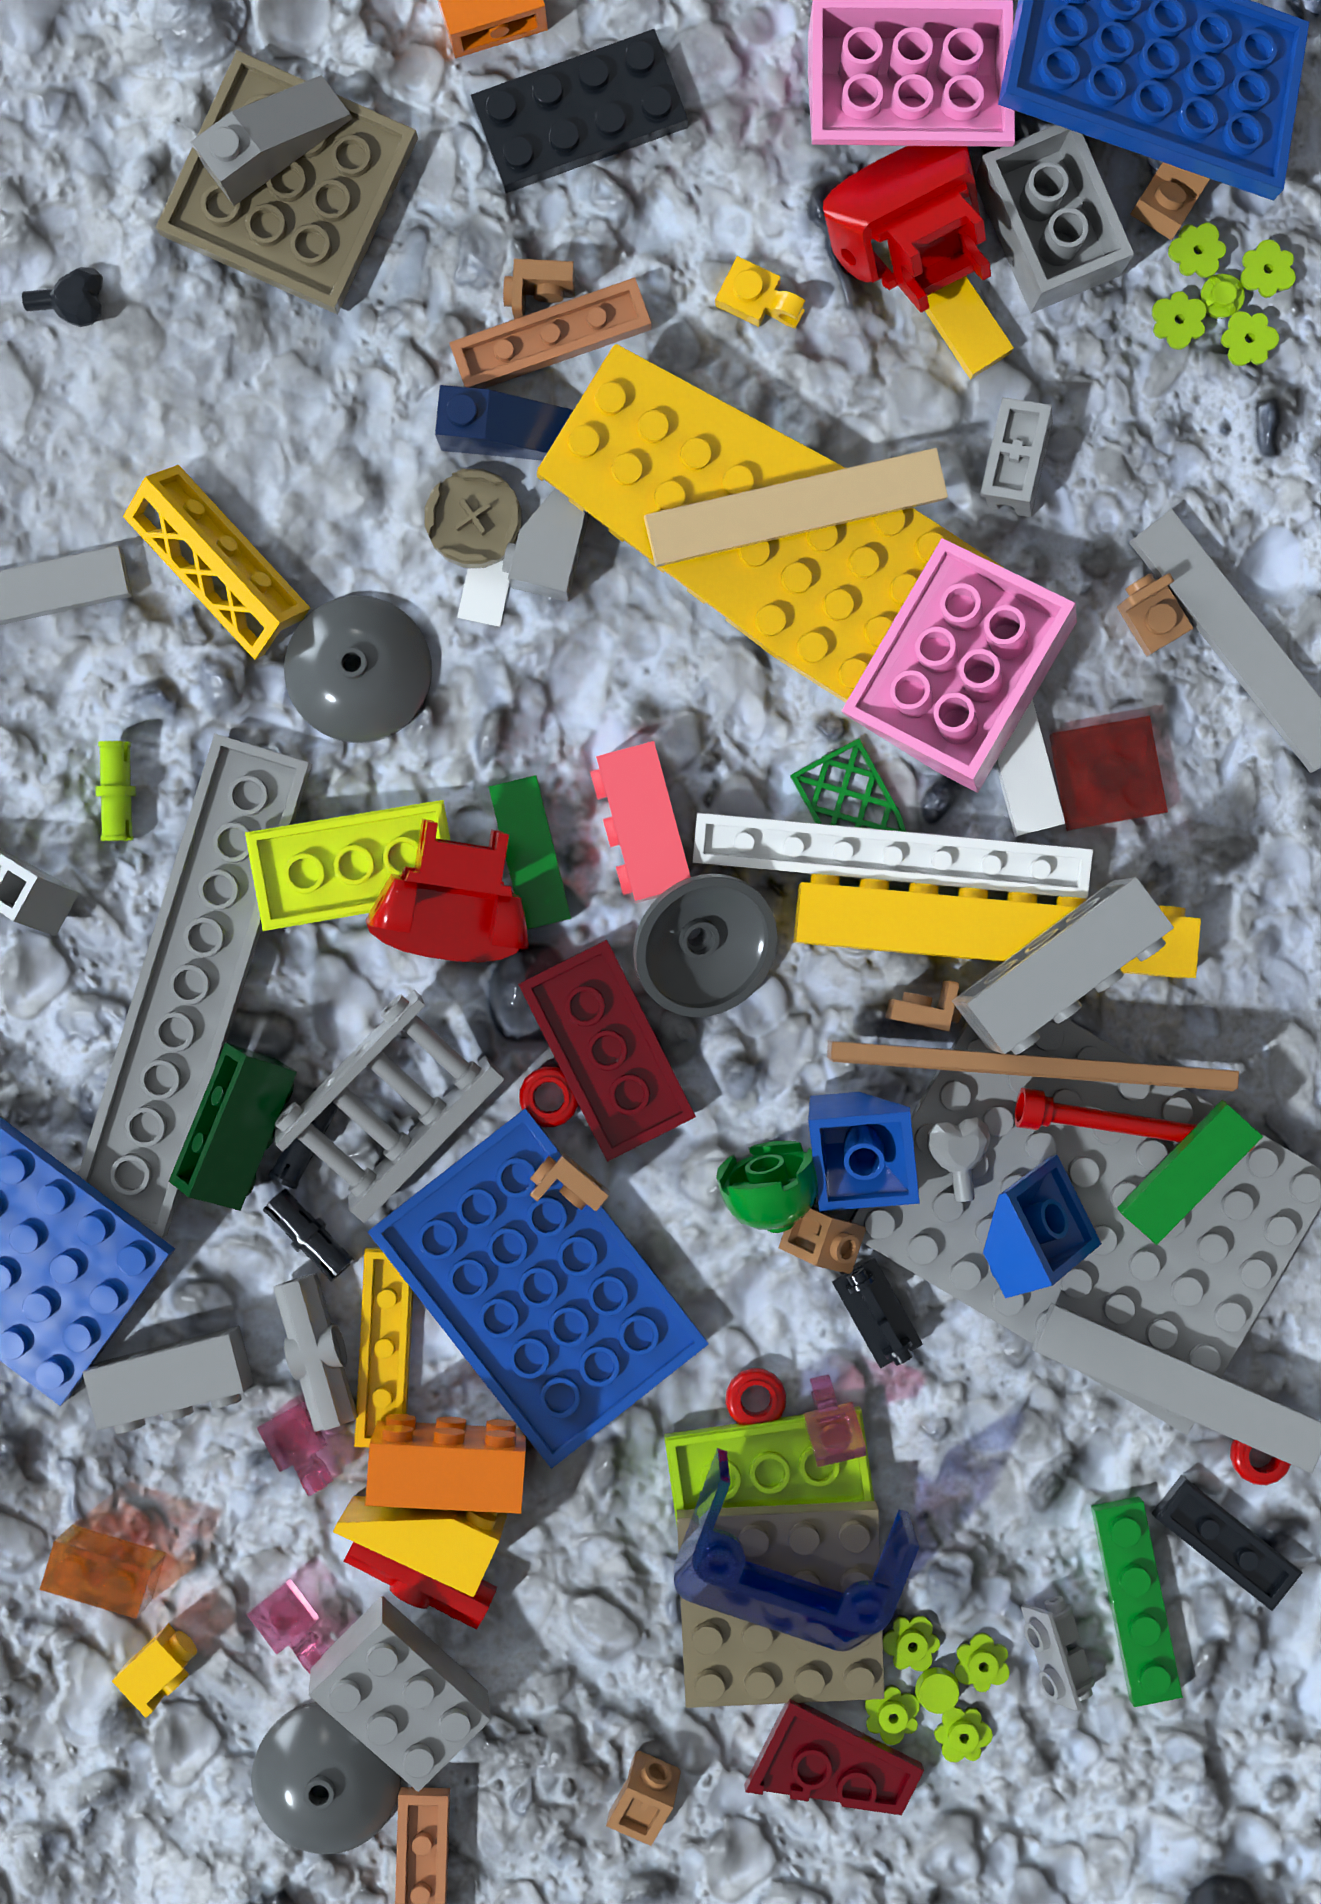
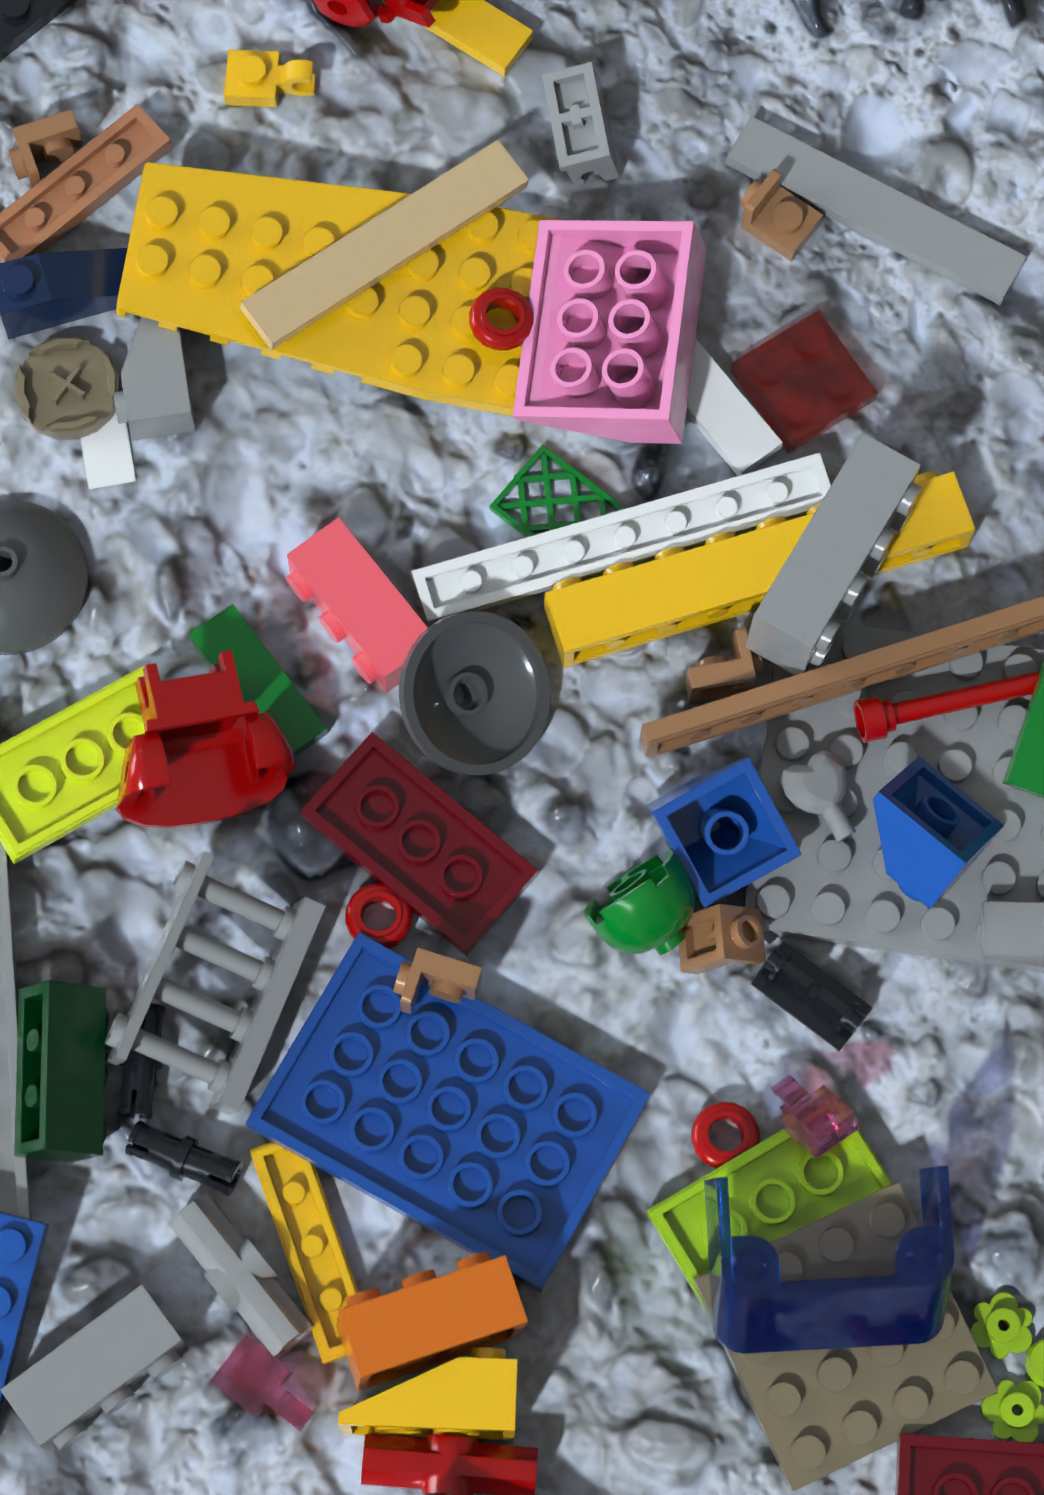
camera: 25 degrees left, 15 degrees down
(887, 607) = (509, 300): none -> red piece

